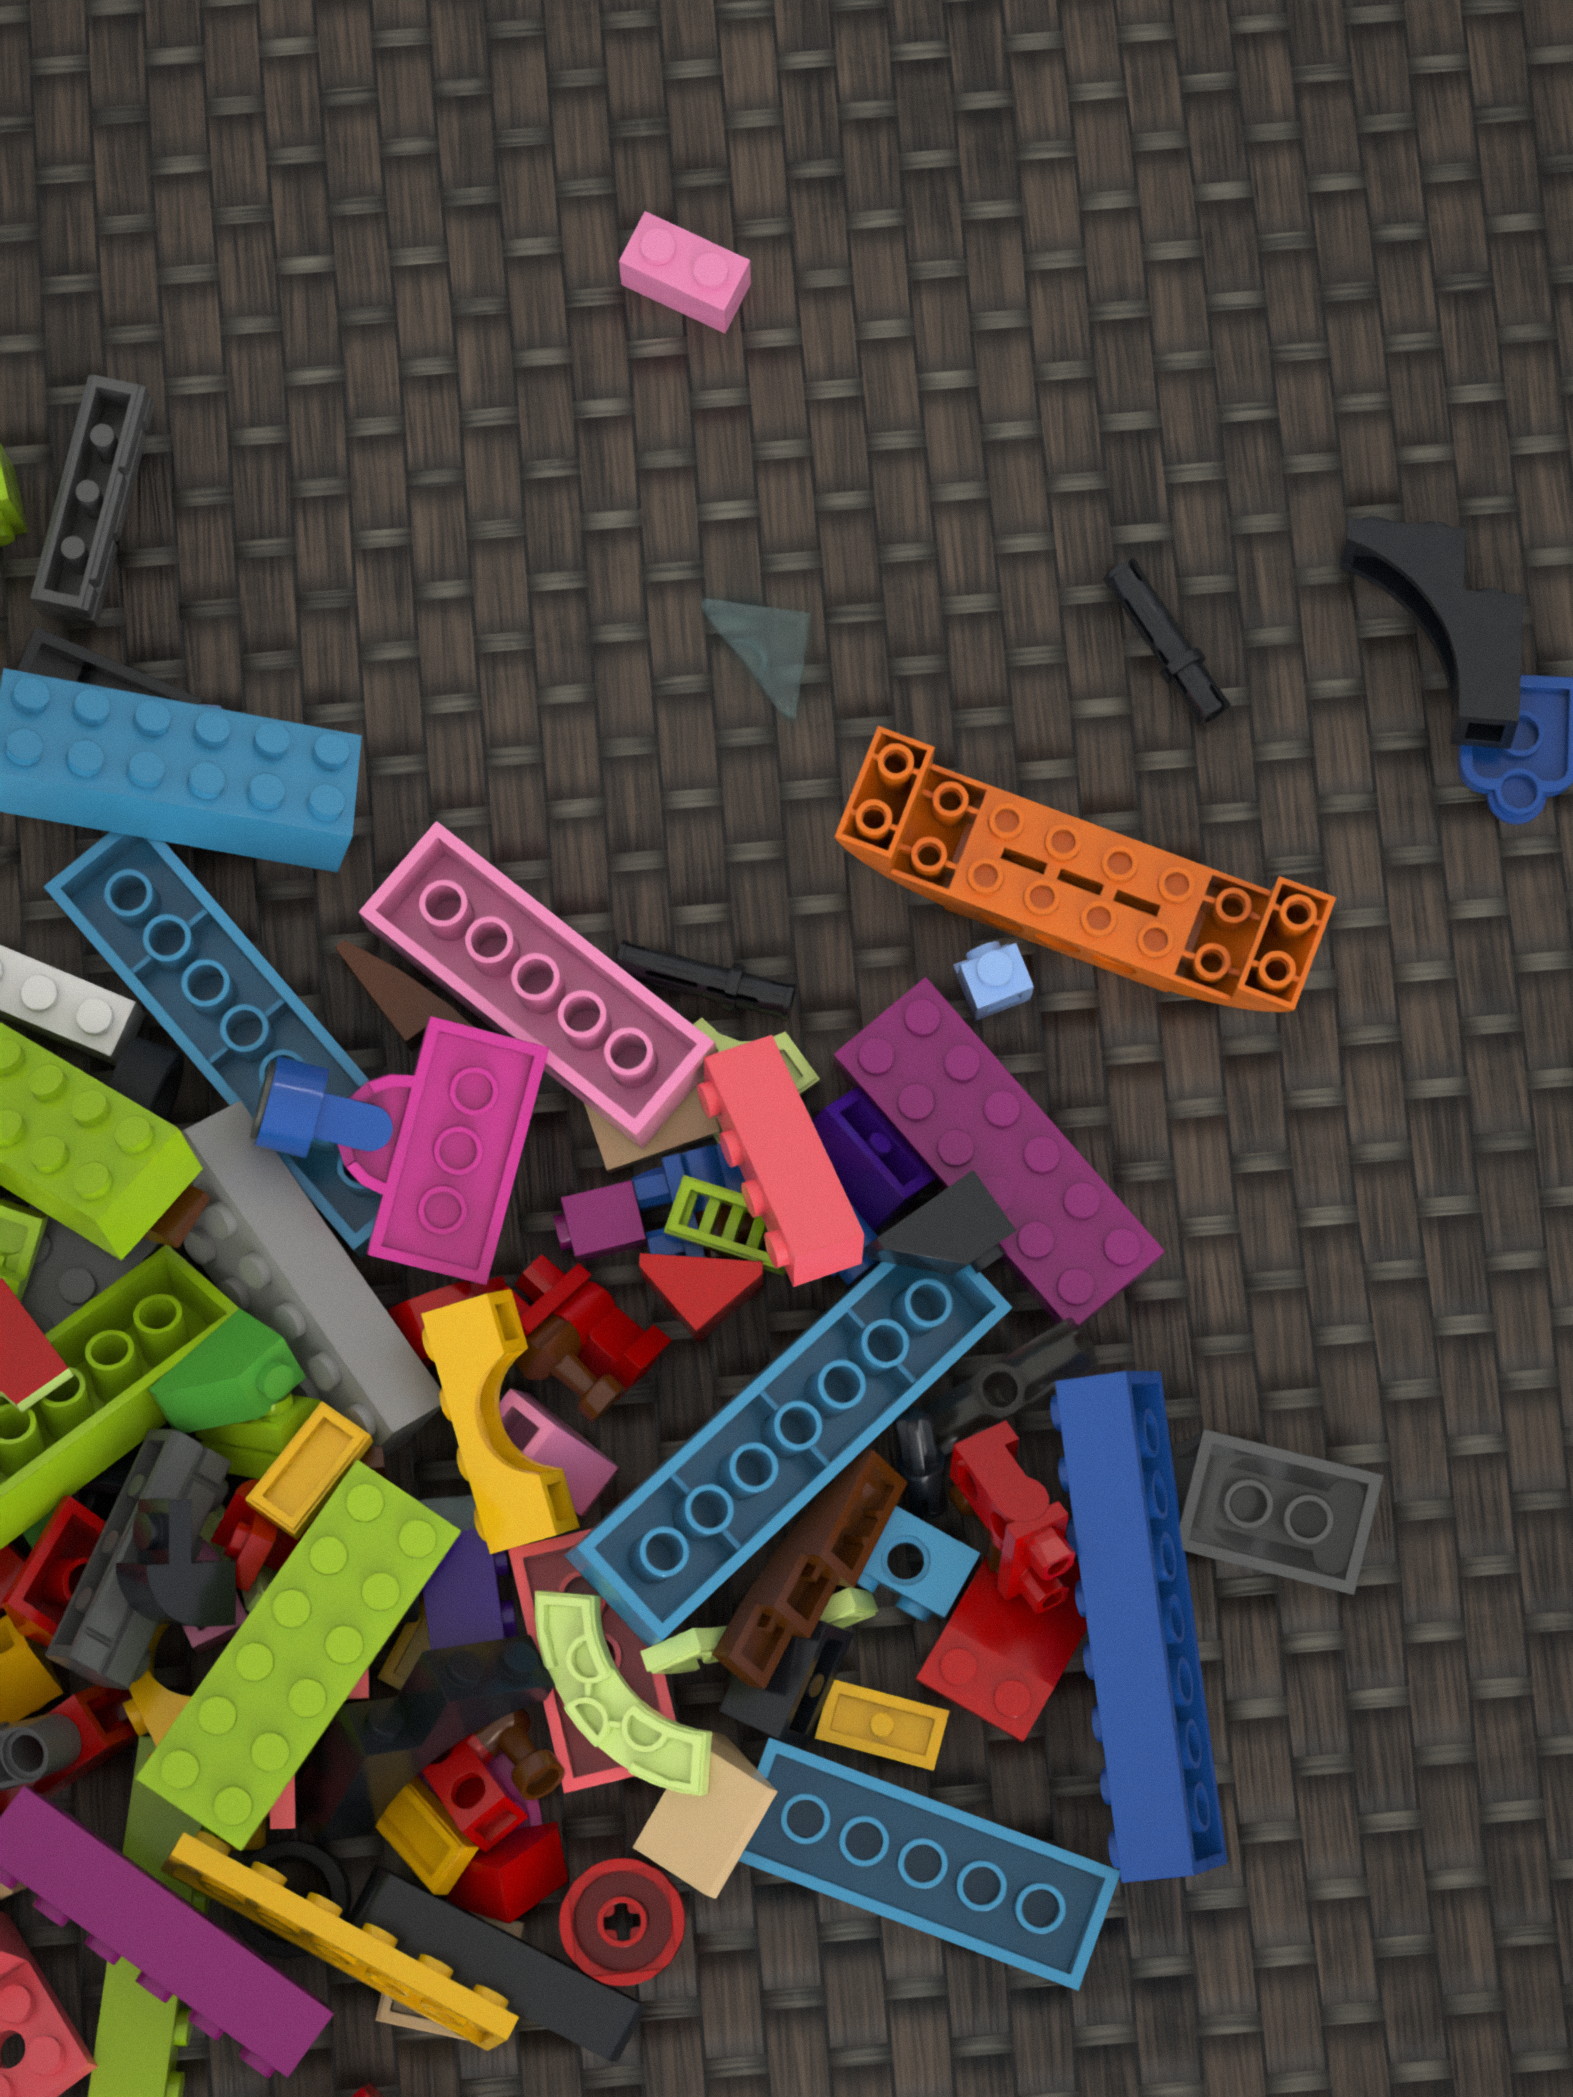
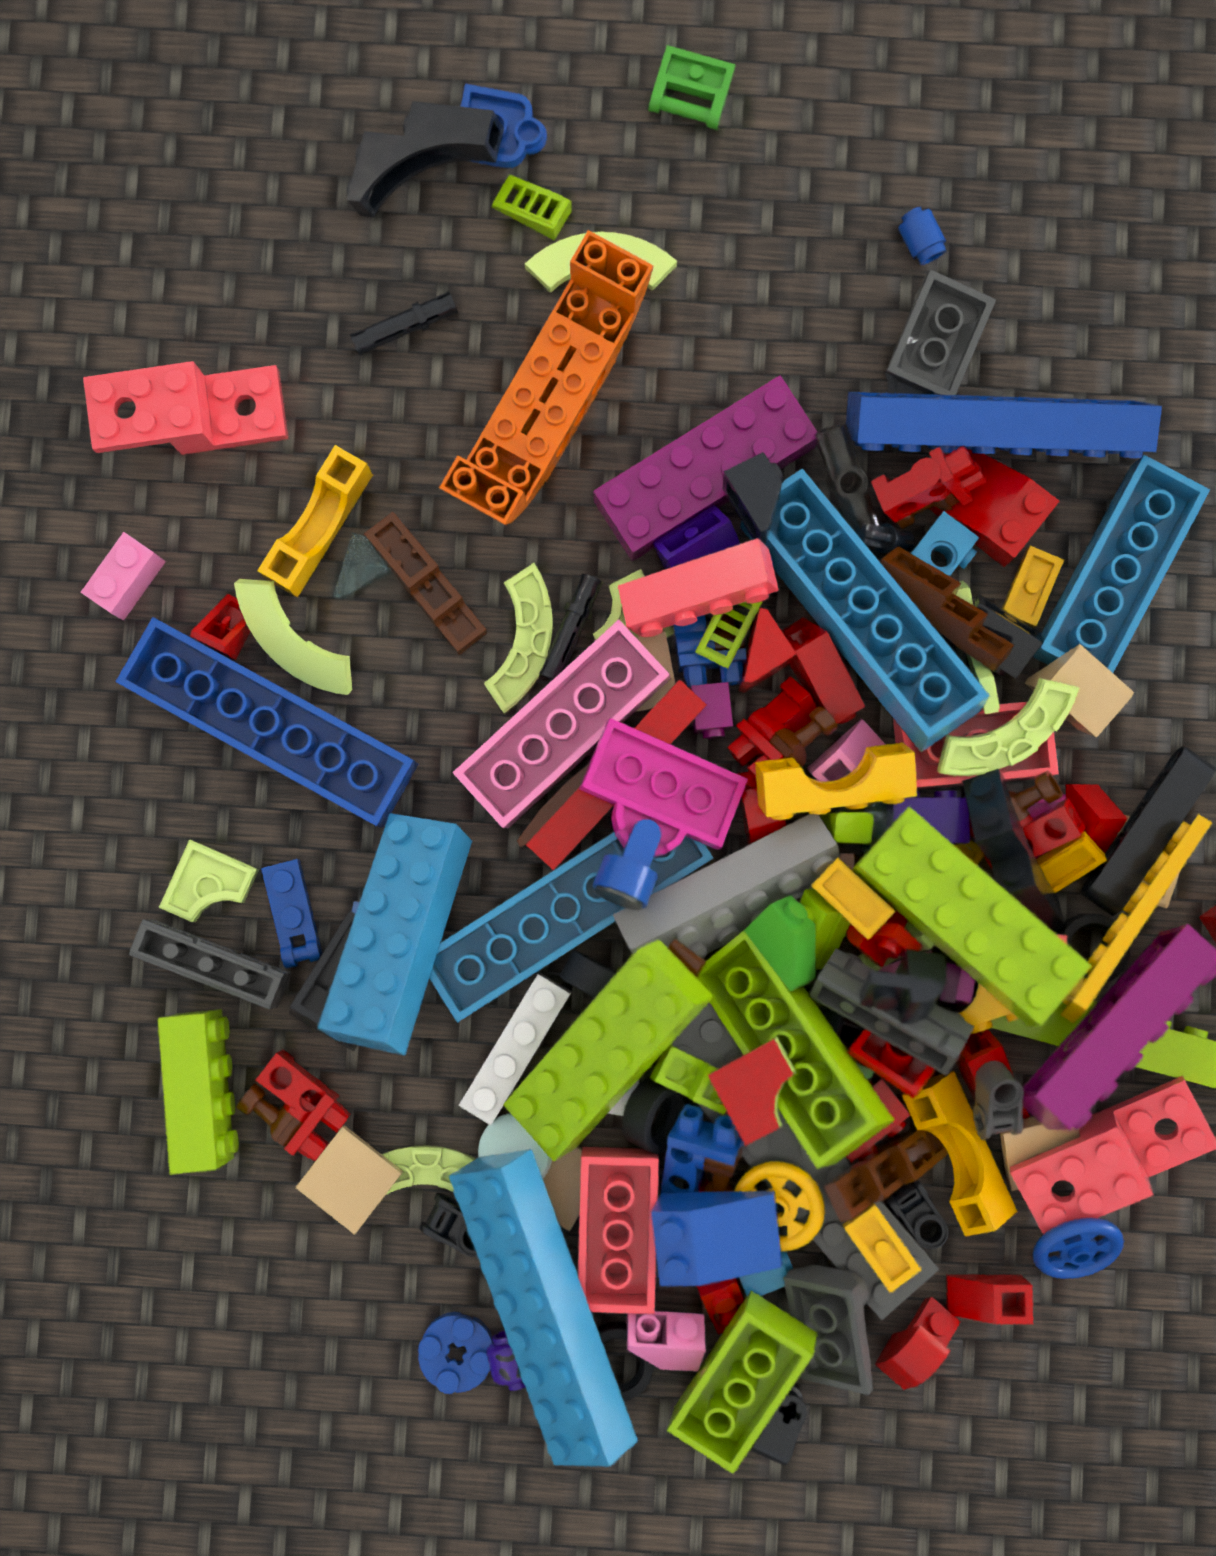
camera: 80 degrees left, 5 degrees up
(189, 1669) = (958, 987): none -> magenta slope
(191, 614) = (292, 912): none -> blue plate
(227, 473) = (205, 879): none -> yellowish green tile
(396, 1031) = (584, 810): none -> red tile
(429, 1456) = (849, 826): none -> lime slope
(480, 529) = (267, 722): none -> blue brick
(594, 563) = (272, 631): none -> yellowish green tile
(600, 1949) = (1141, 733): red brick -> none
(629, 442) = (223, 628): none -> red slope
(678, 923) = (531, 639): none -> yellowish green tile
(687, 1387) = (822, 670): none -> red slope
(743, 739) = (425, 583): none -> reddish brown slope
(858, 573) = (302, 548): none -> yellow arch
(967, 324) = (184, 408): none -> coral bracket
(993, 978) = (596, 455): light blue brick -> none
(1345, 954) = (552, 263): none -> yellowish green tile
(1382, 859) = (547, 227): none -> lime slope
(1453, 1464) = (922, 235): none -> blue brick

